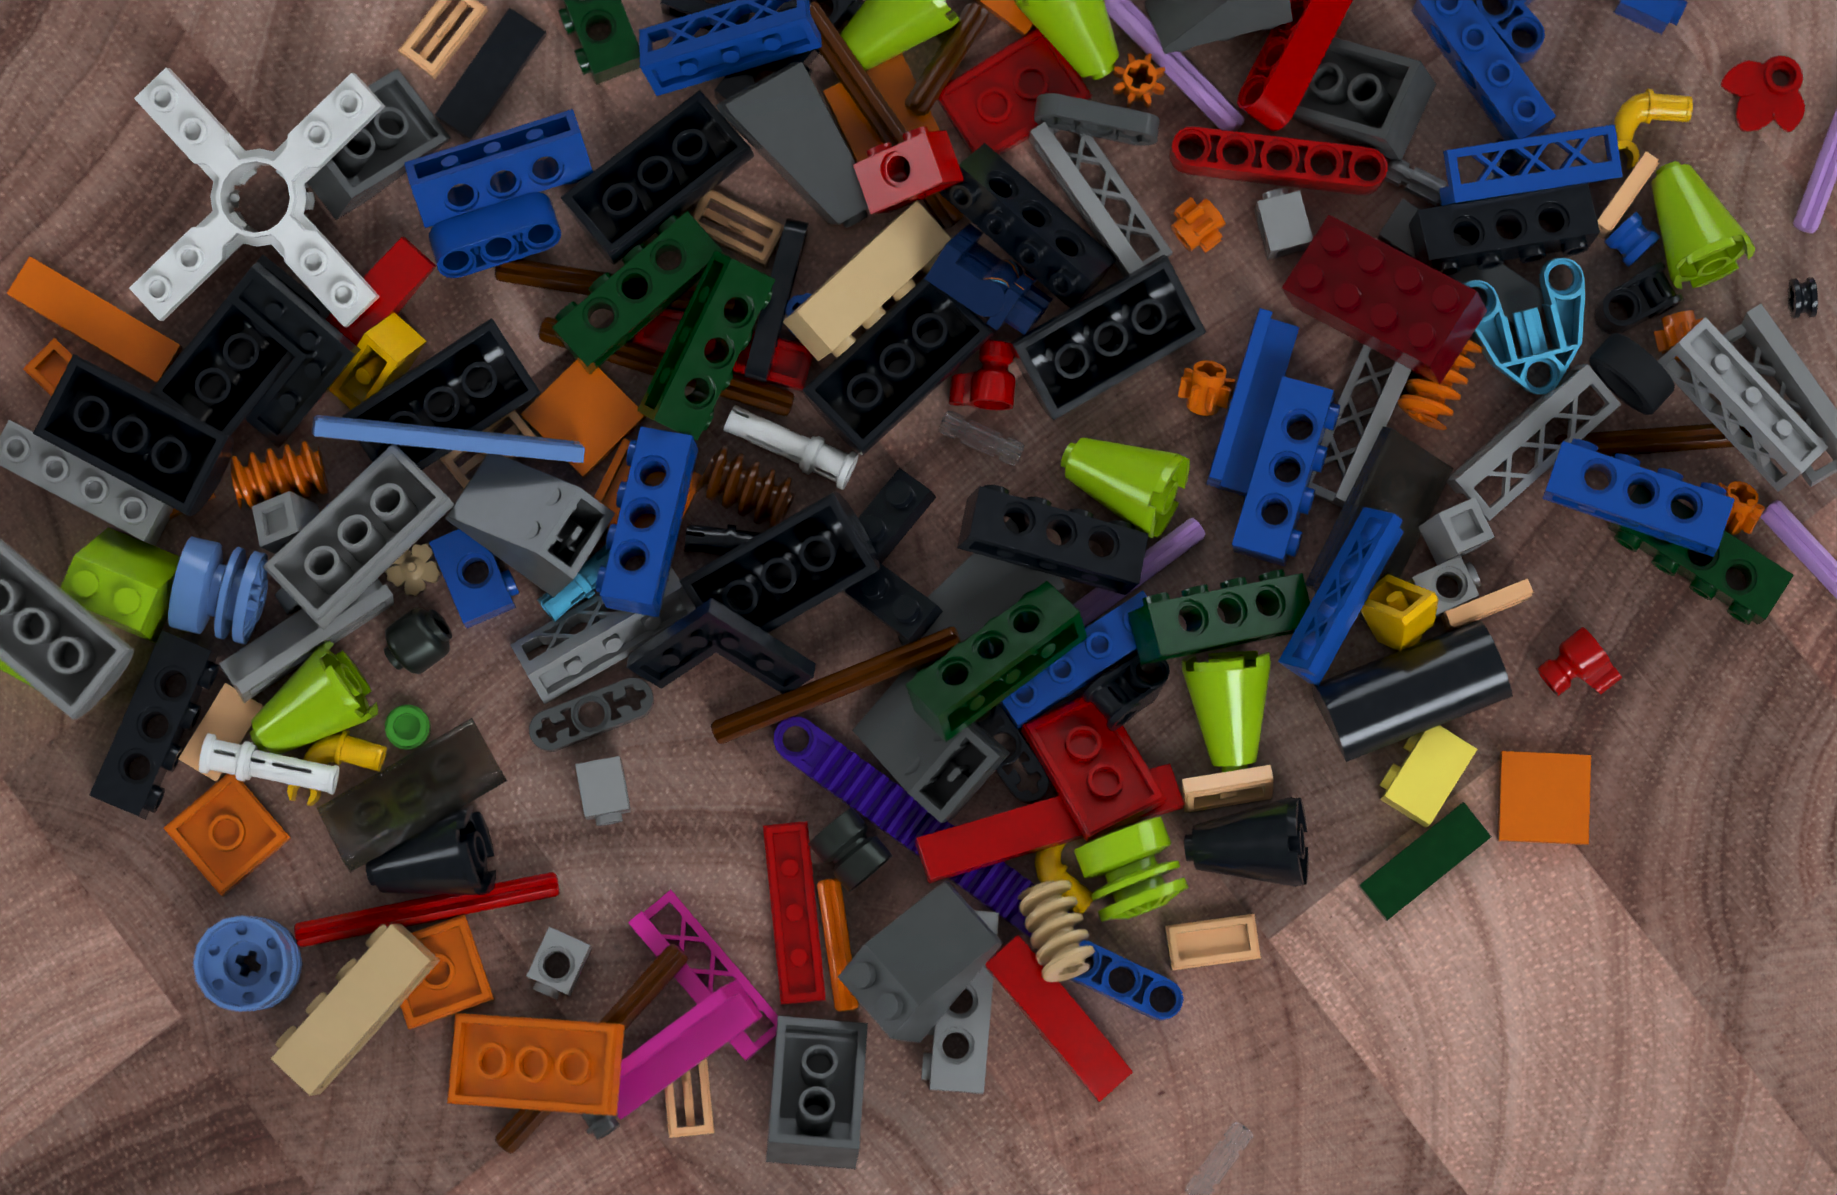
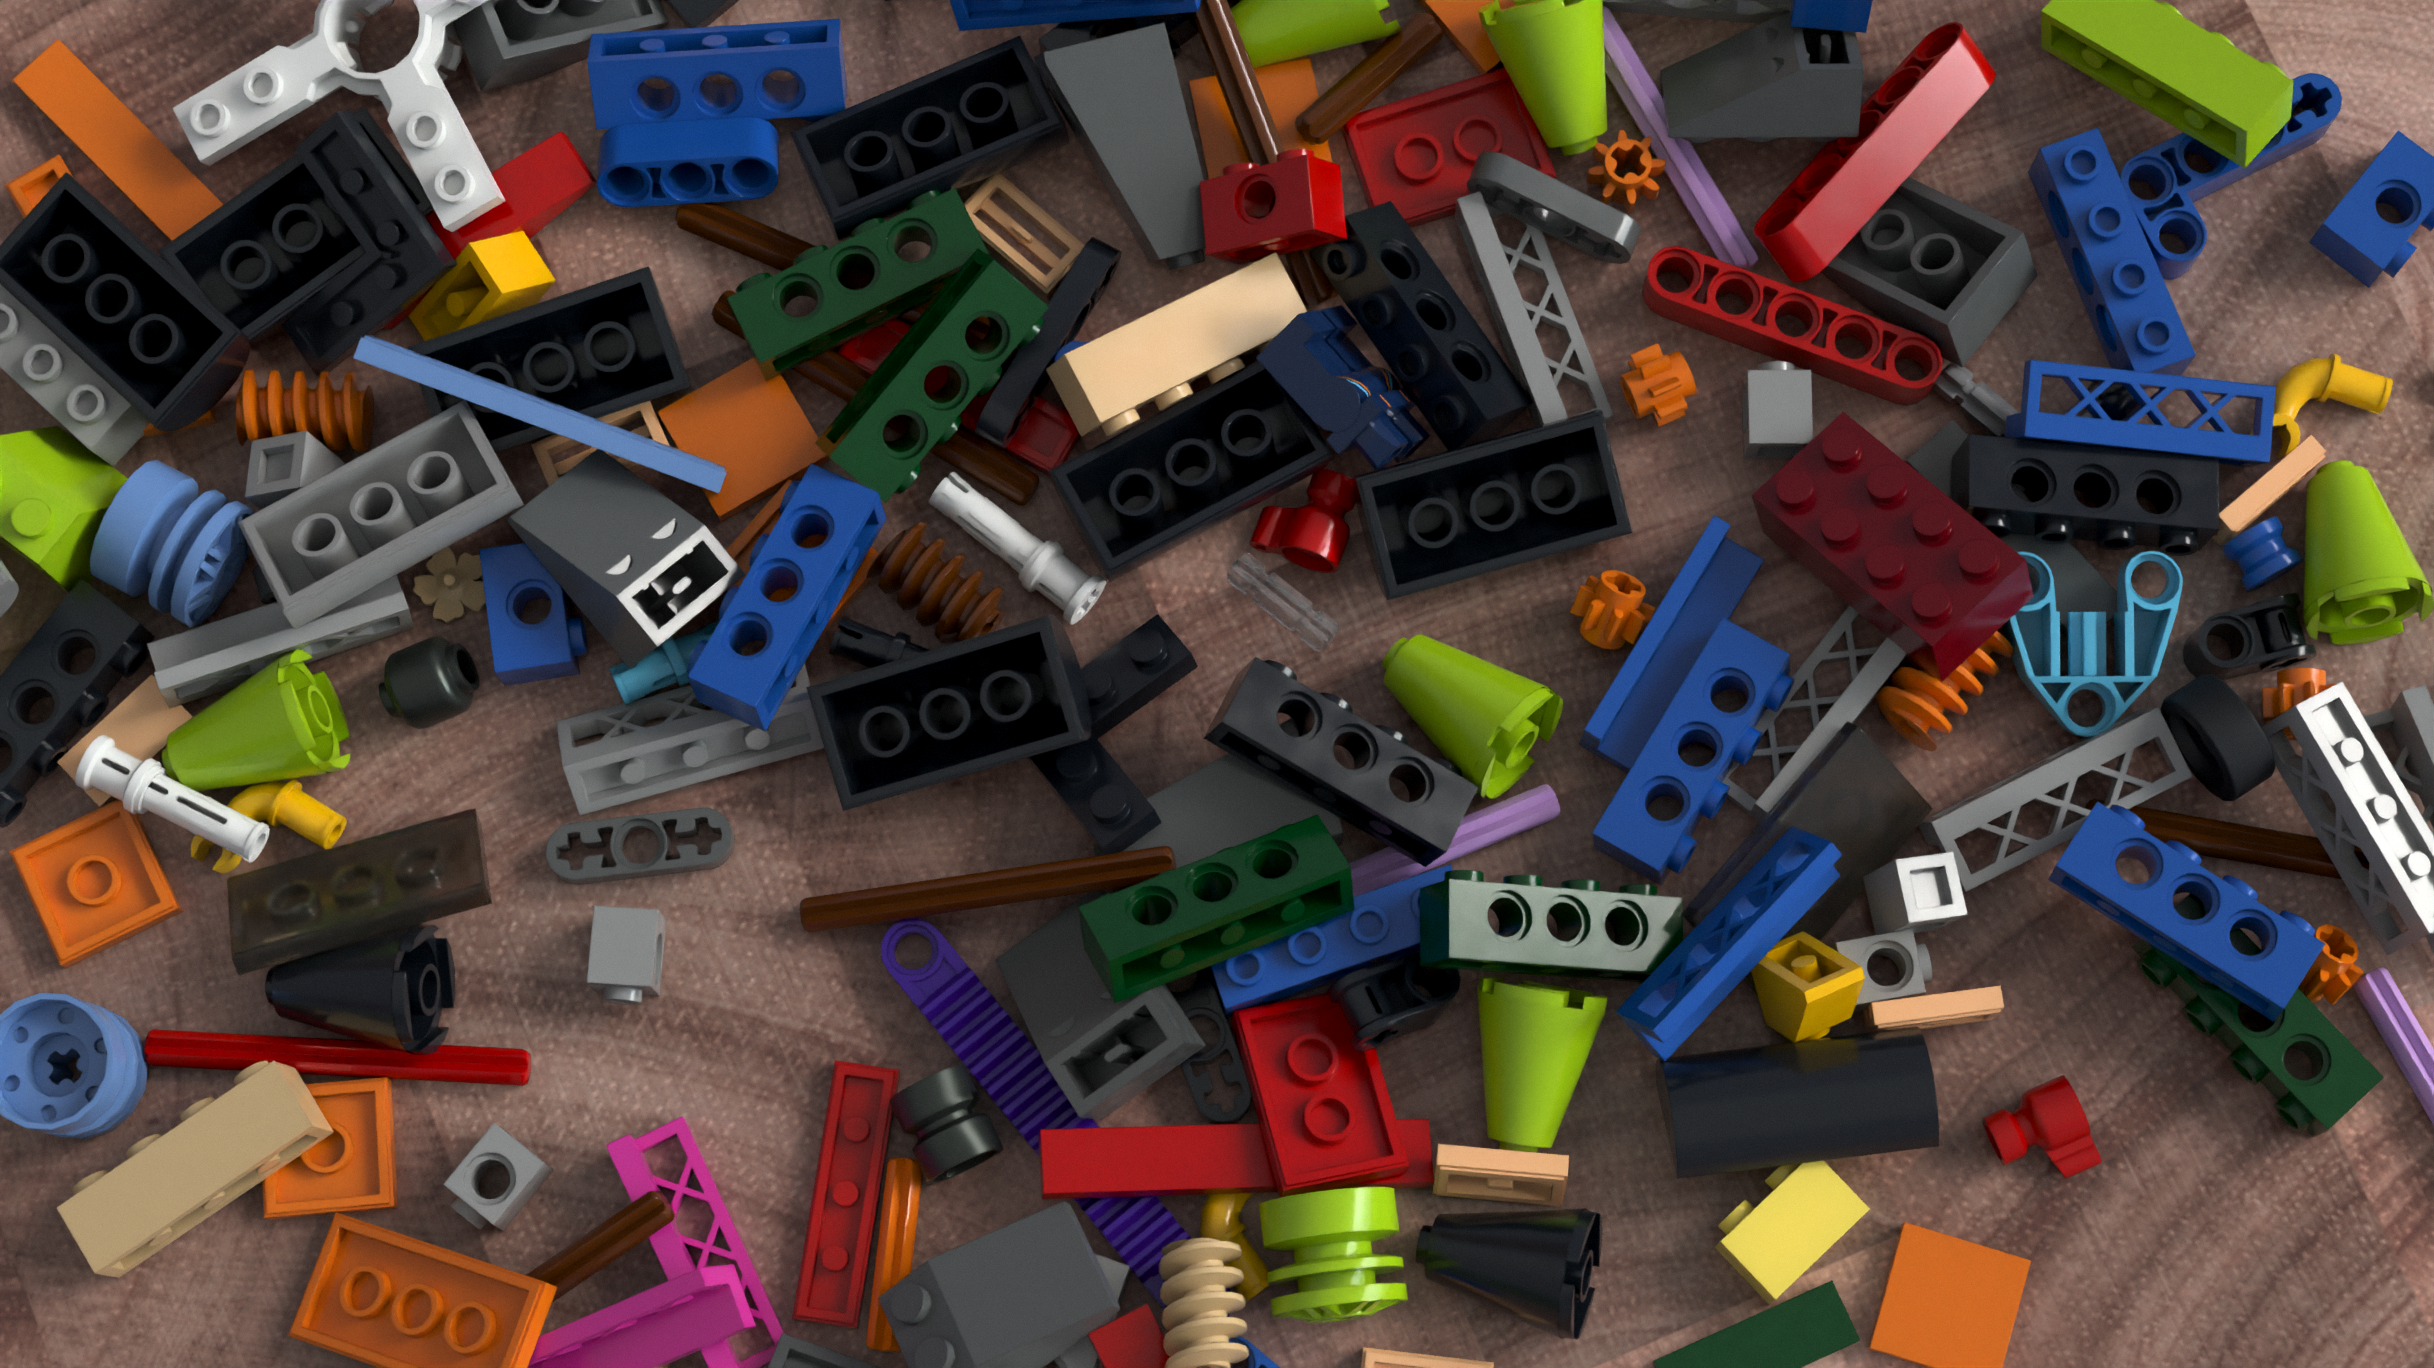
camera: 20 degrees right, 5 degrees down
(407, 727) = (384, 799): bright green tile -> none
(719, 630) = (837, 766): black plate -> none

